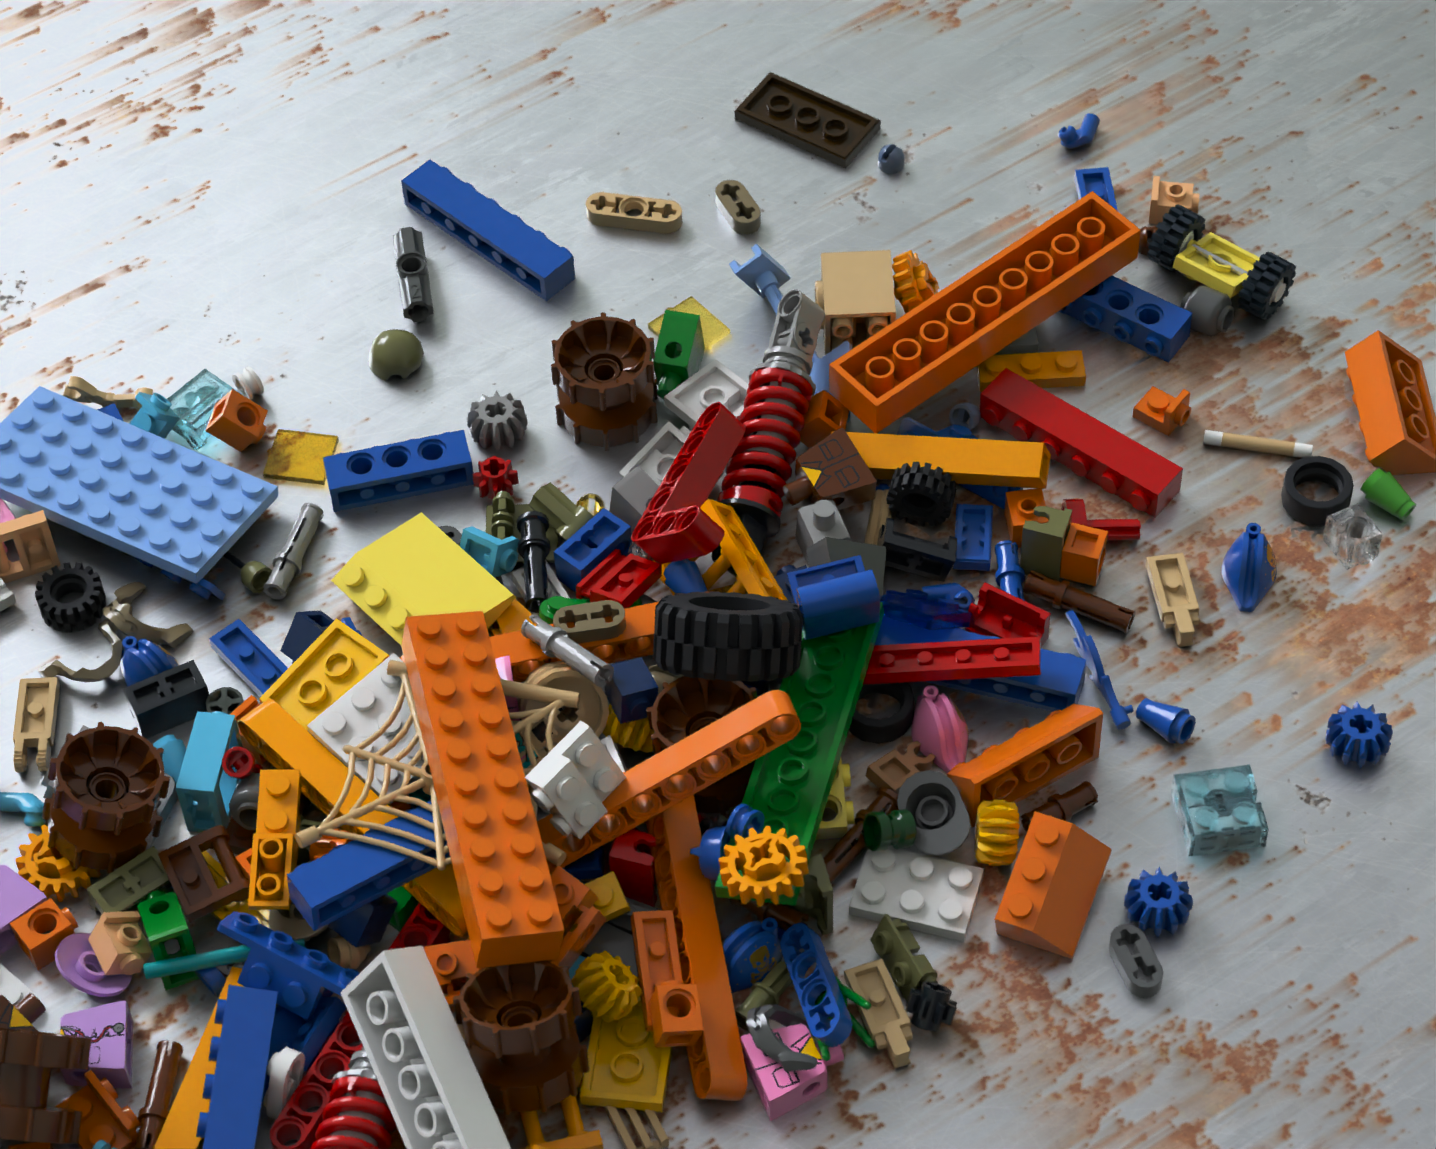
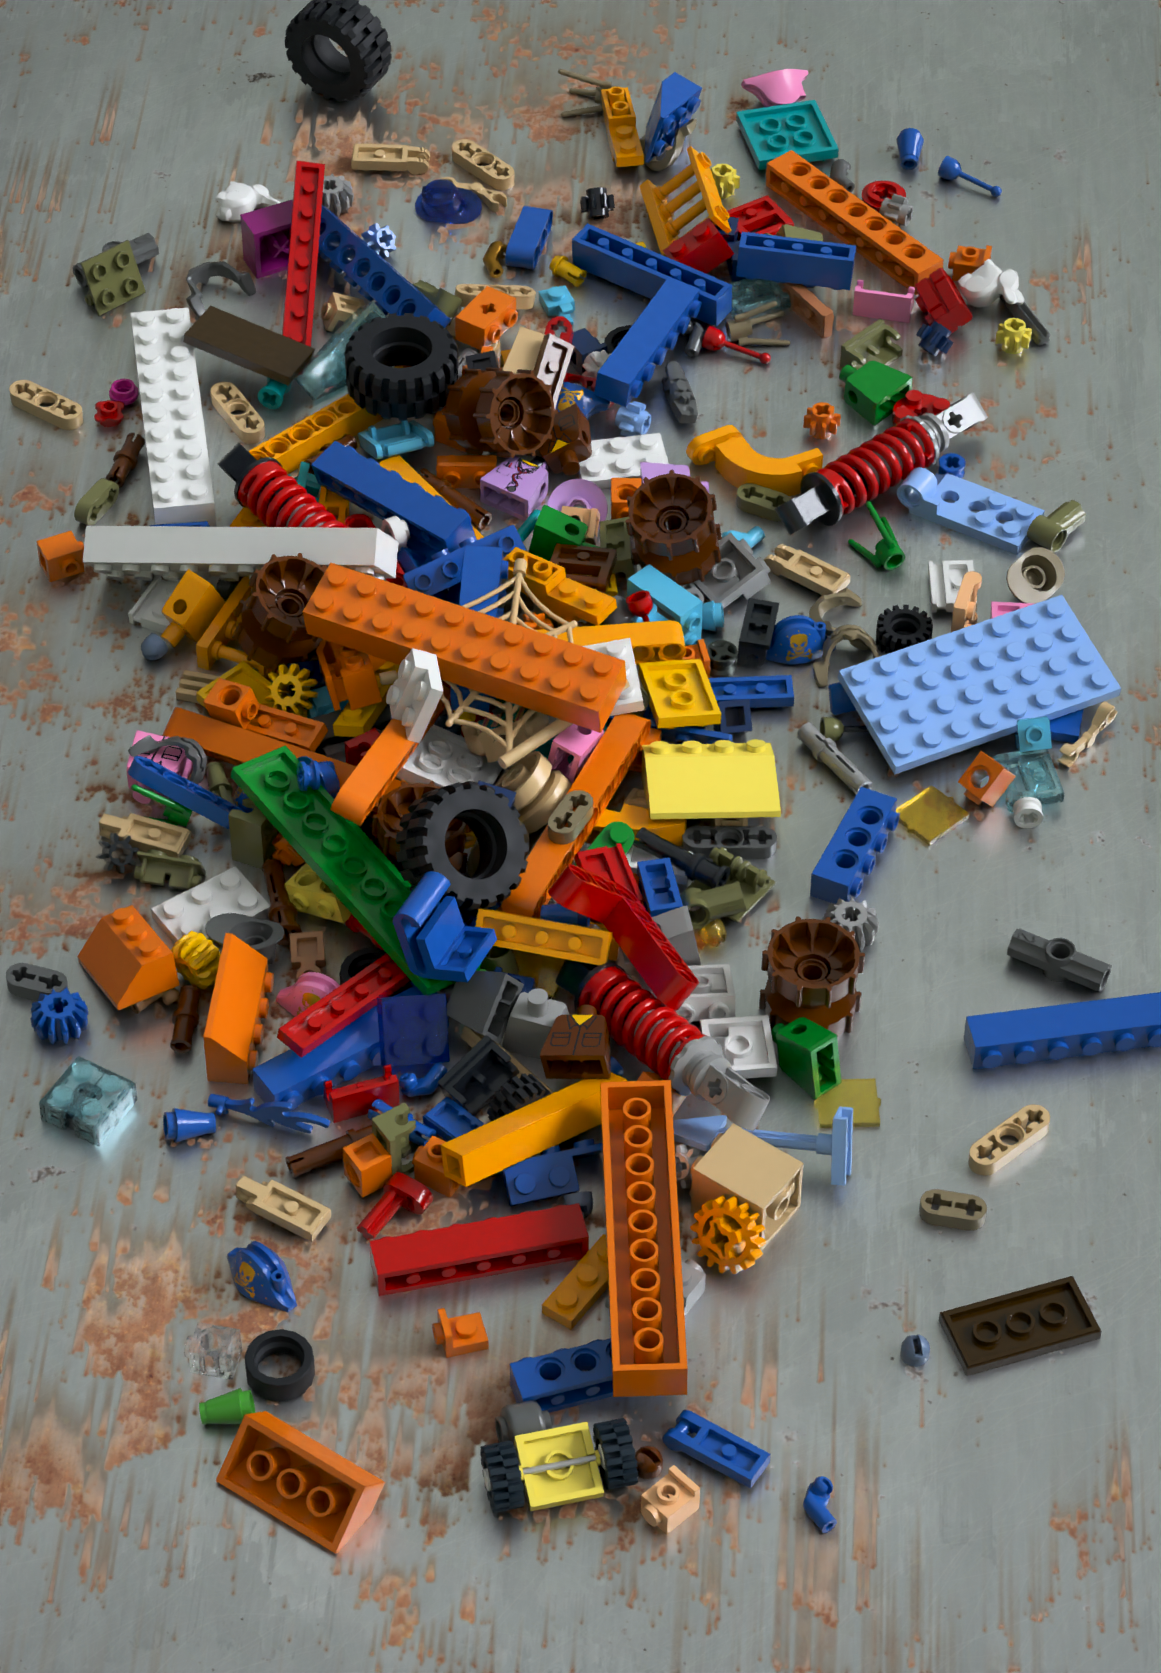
camera: 125 degrees right, 5 degrees down
(395, 354) = (982, 910): olive hair -> none
(489, 551) = (717, 832): medium azure bracket -> none
(495, 476) = (792, 893): red gear -> none
(557, 644) = (560, 781): light grey pin -> none
(763, 866) = (262, 756): light orange gear -> none
(886, 830) = (257, 899): dark green wheel -> none
(1257, 444) = (366, 1372): tan bar -> none
(1358, 734) = (54, 1219): blue gear -> none

